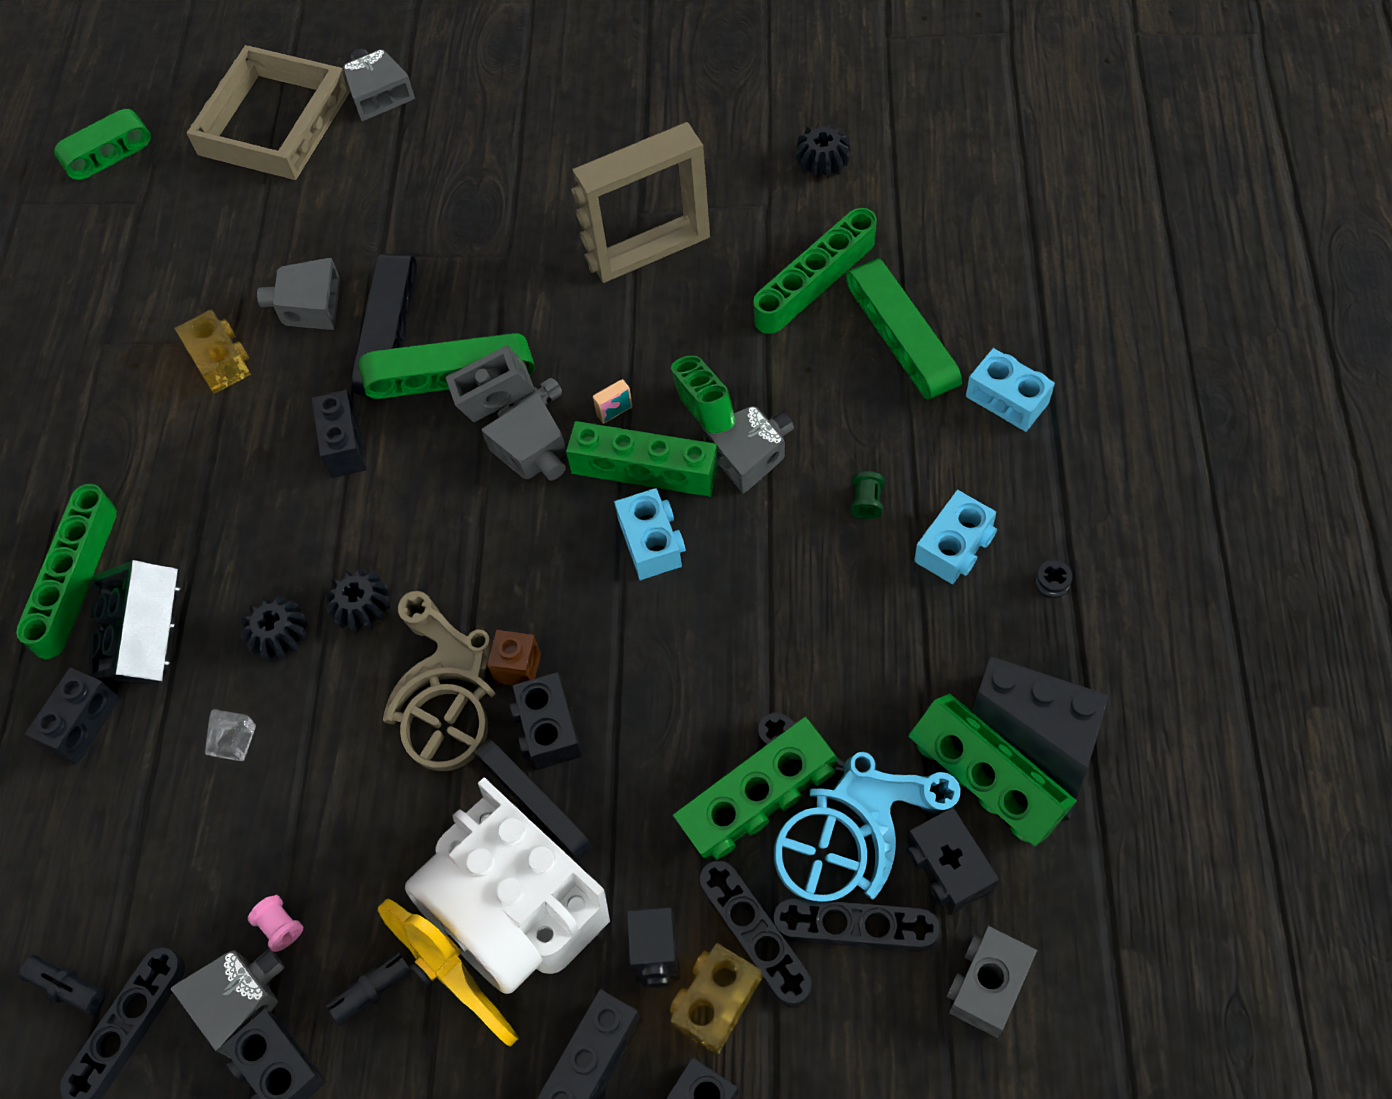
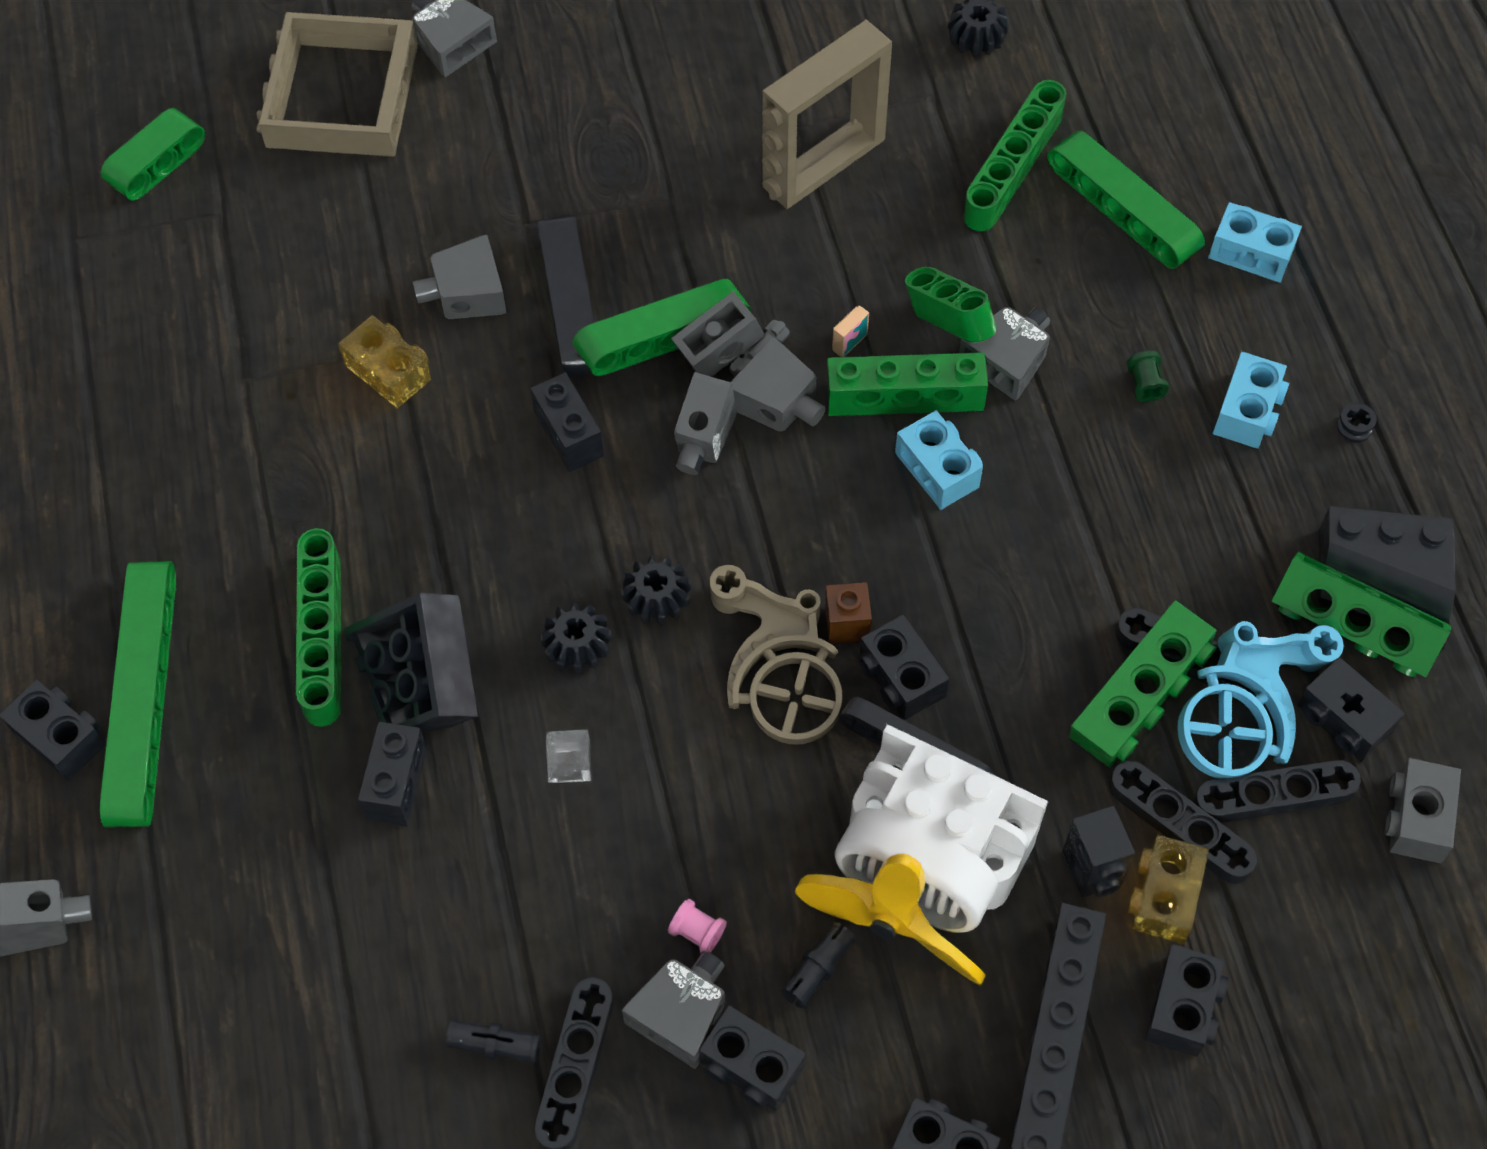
camera: 20 degrees left, 0 degrees up
(451, 457) = (704, 422): none -> dark grey torso

